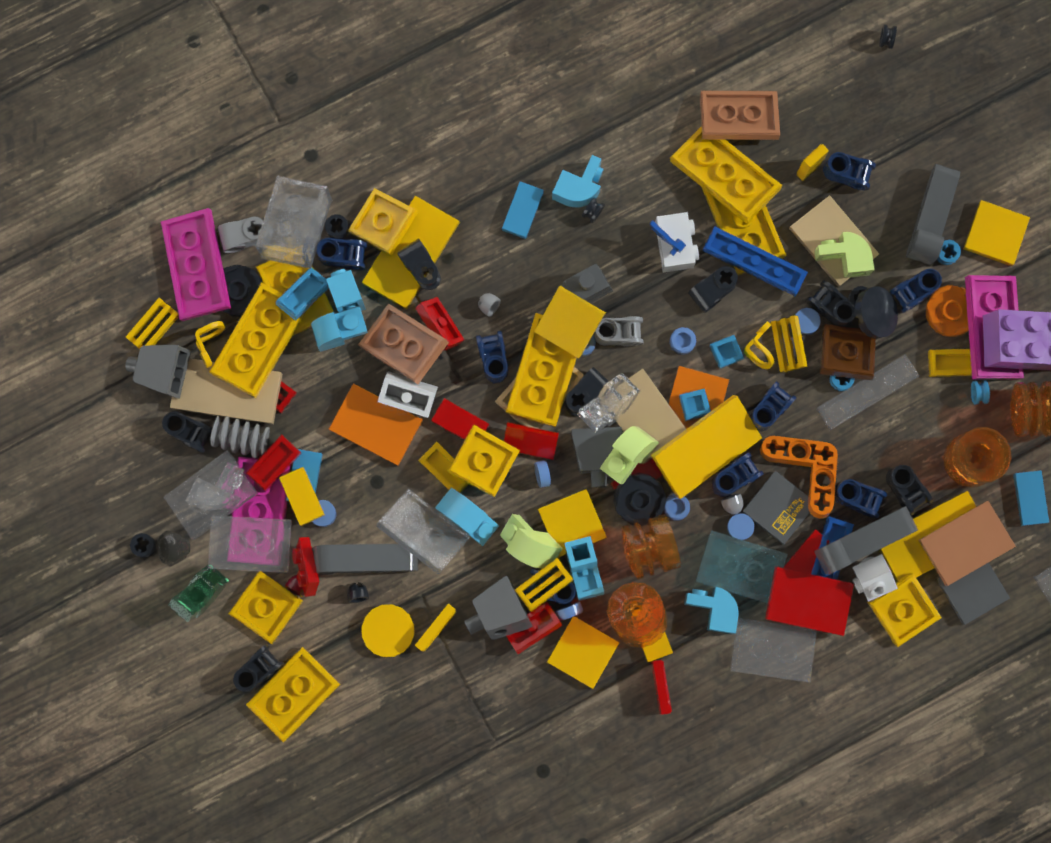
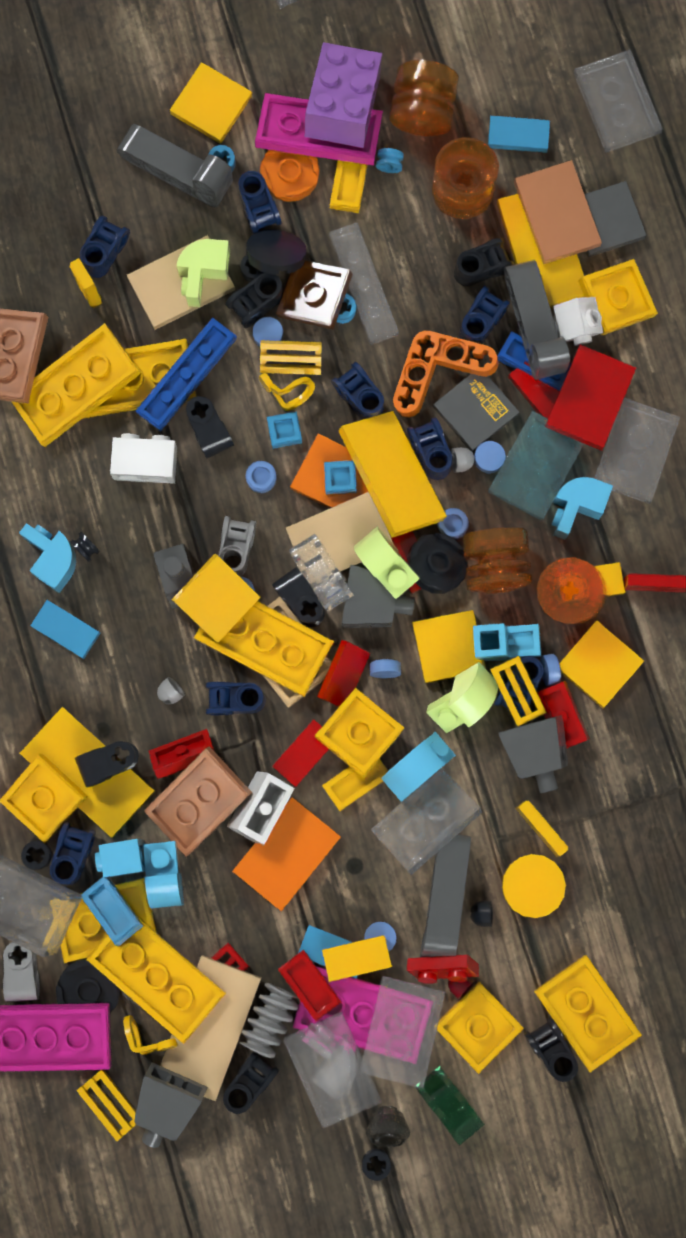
camera: 80 degrees left, 0 degrees up
(677, 245) = (151, 455): blue piece -> none

